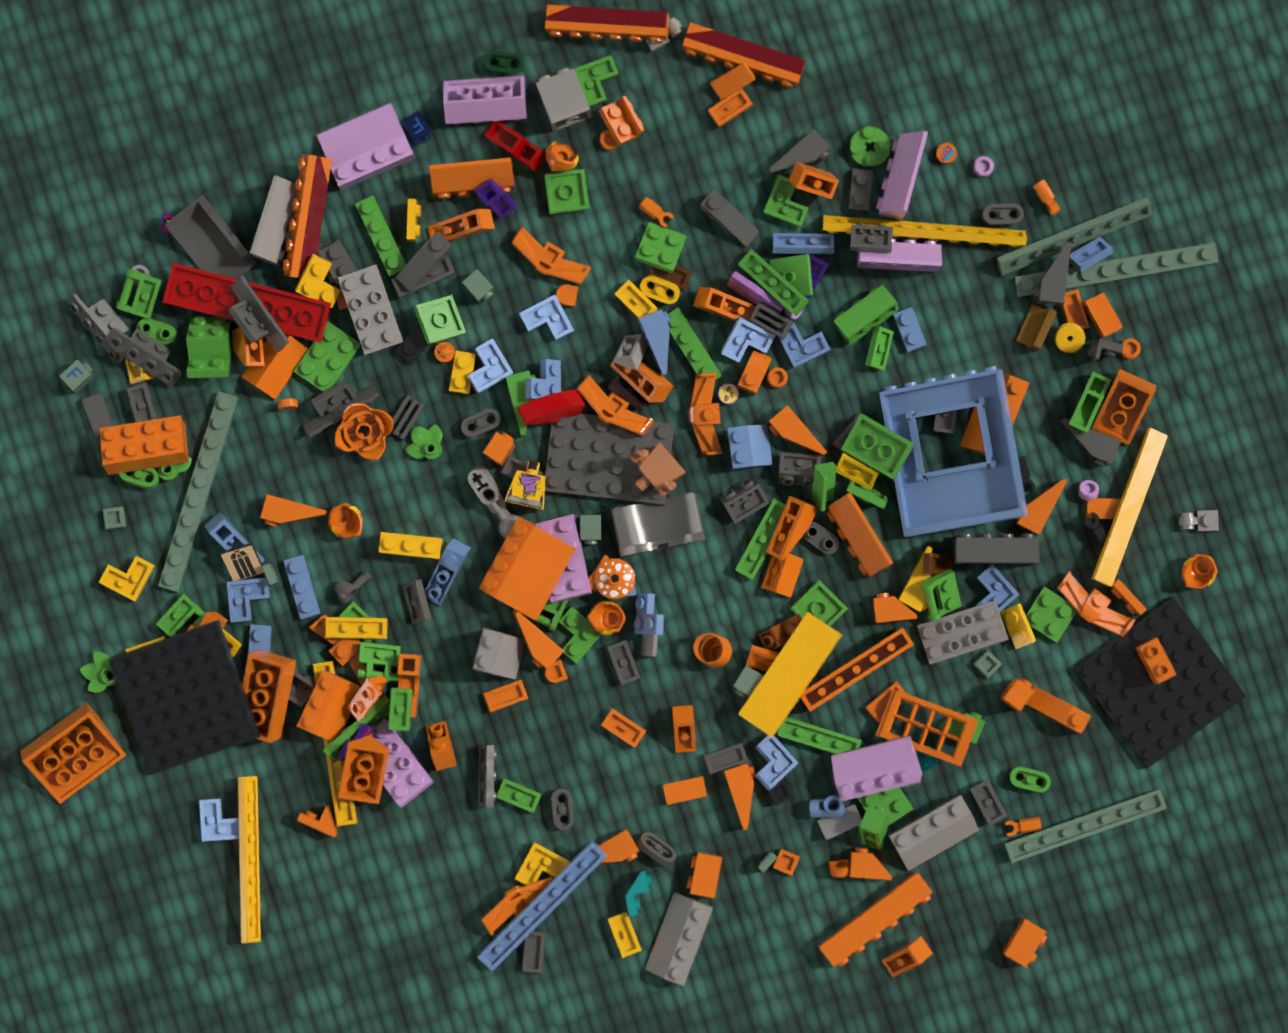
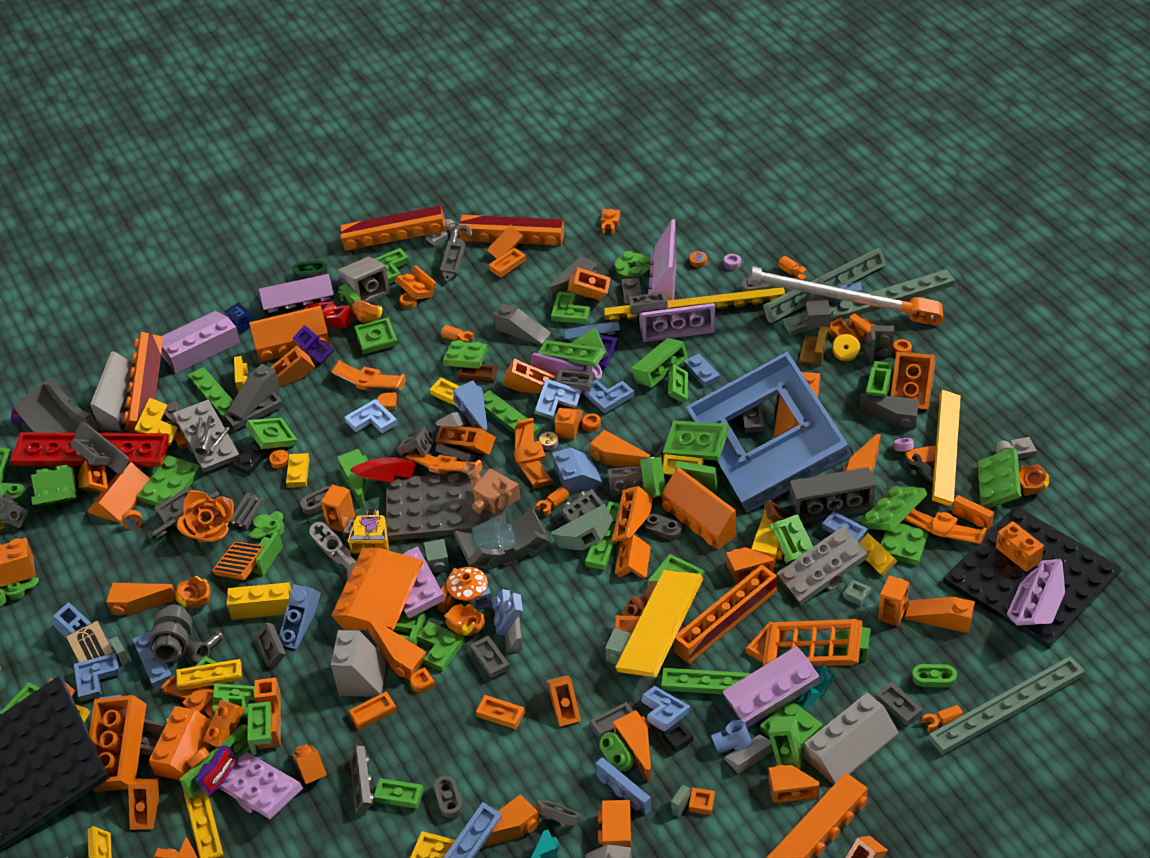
camera: 10 degrees left, 40 degrees down
(198, 491) = (44, 606): sand green plate -> none
(288, 754) = (143, 803): none -> orange slope
(320, 581) = (170, 633): none -> dark grey piece
(341, 729) = (197, 757): none -> orange tile
(364, 770) = (224, 789): orange slope -> none
(367, 334) = (204, 444): none -> dark grey plant
(393, 487) = (238, 560): none -> tile
(418, 482) = (271, 549): none -> bright green panel
(478, 286) = (304, 406): sand green brick -> none
(494, 368) = (324, 459): light blue plate -> none
(540, 117) = (348, 295): none -> bright green plate
(550, 380) = (376, 451): medium blue plate -> none
(589, 371) = (418, 439): none -> dark grey bracket
(651, 520) = (493, 535): none -> clear light blue slope
(659, 292) = (469, 376): yellow plate -> none
(672, 81) = (454, 254): none -> dark grey plate
(684, 790) = (576, 756): orange tile -> none
(714, 650) = (579, 628): orange helmet -> none
(719, 479) = (552, 501): none -> orange bar
(719, 836) = (623, 786): none -> medium blue plate
(721, 797) = (614, 748): none -> bright green plate
(742, 536) = (584, 530): none -> sand green slope
(839, 868) = (760, 791): orange tile -> none
(861, 59) = (610, 219): none -> orange plate
(1025, 942) = (985, 821): orange brick -> none
(1051, 576) = (893, 508): none -> bright green plate
(1149, 727) = (1039, 595): none -> lavender wedge
(1160, 302) = (919, 309): none -> flat silver piece
(1167, 563) = (999, 478): none -> bright green plate

